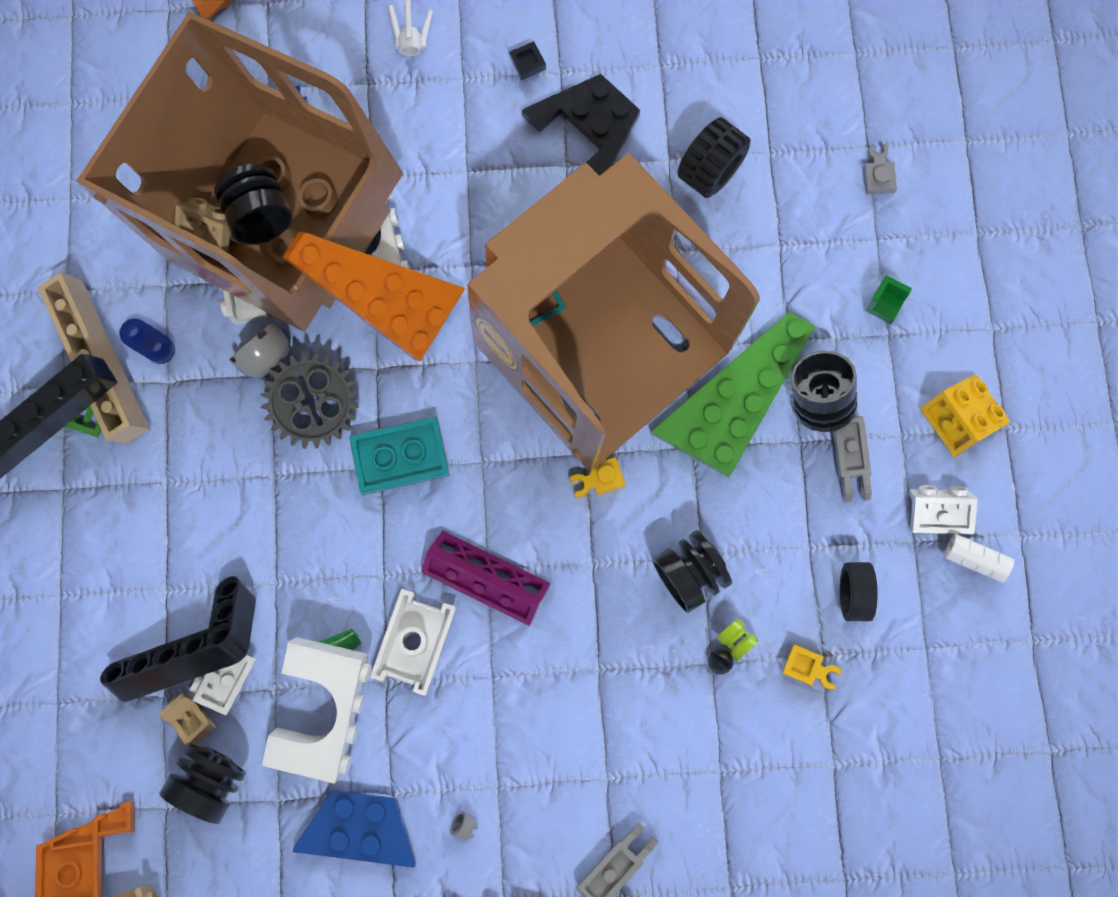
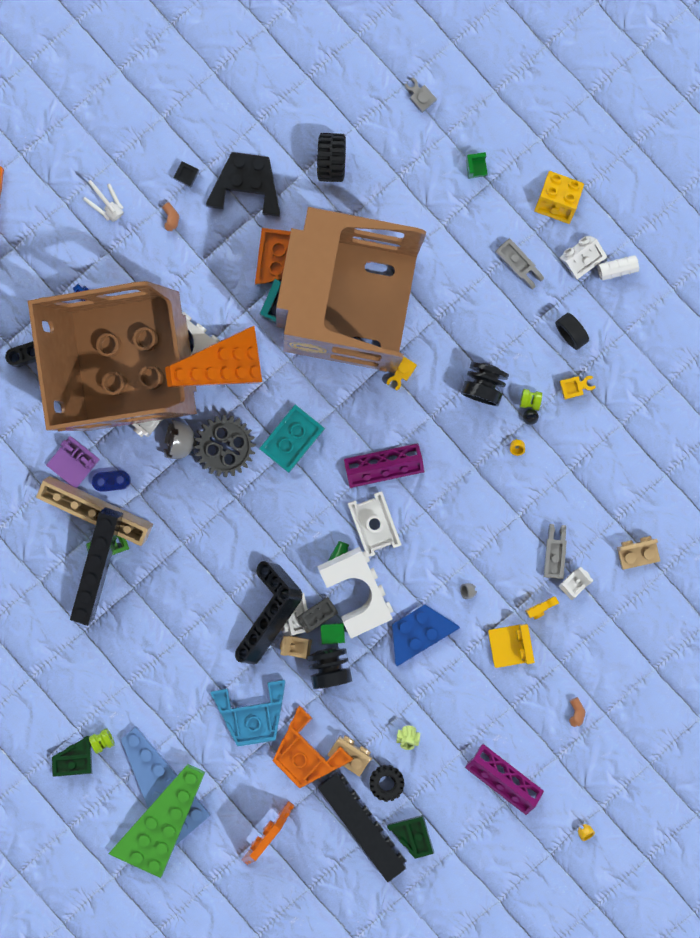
camera: 40 degrees left, 10 degrees up
(57, 776) = (253, 722): none -> dark azure wing
(122, 284) = (72, 462): none -> medium lavender hinge
(203, 221) = (98, 398): tan bracket -> none
(246, 741) = (332, 633): none -> green panel
(247, 701) = (317, 615): none -> dark grey plate
(252, 204) = (121, 369): black wheel -> none
(471, 97) = (173, 217): none -> nougat arm
(667, 692) = (517, 451): none -> yellow hinge
(728, 409) = (439, 286): bright green wing -> none
(824, 391) = (477, 233): black wheel -> none

